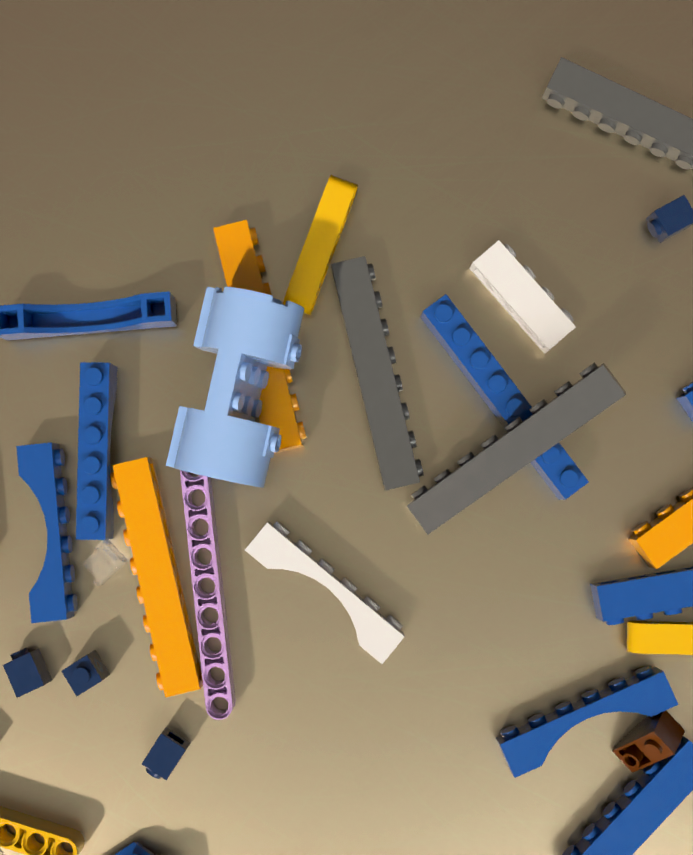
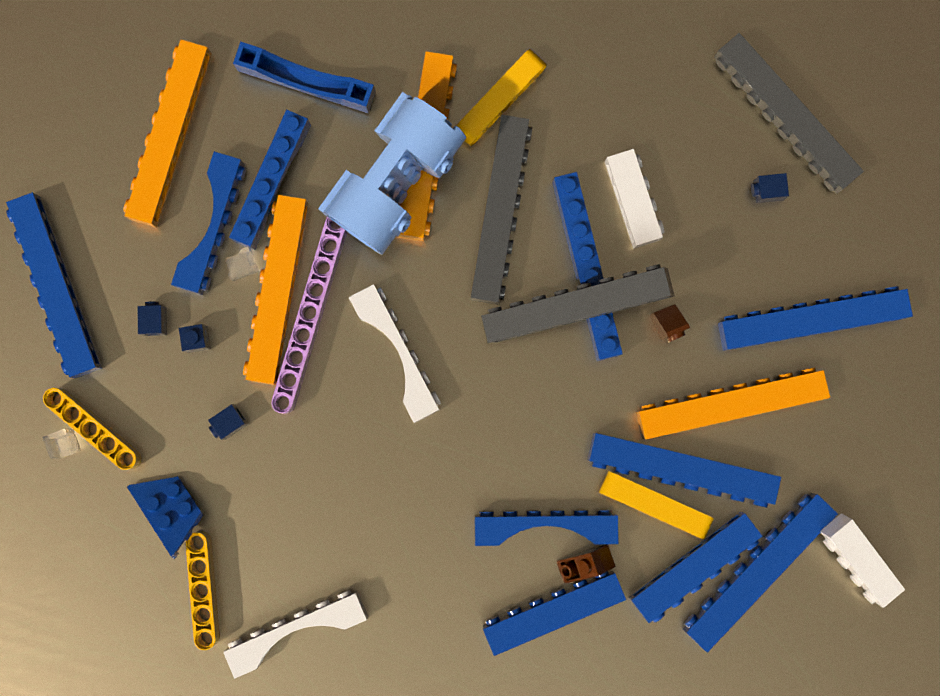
camera: 20 degrees right, 0 degrees up
(626, 422) = (670, 323): none -> reddish brown slope

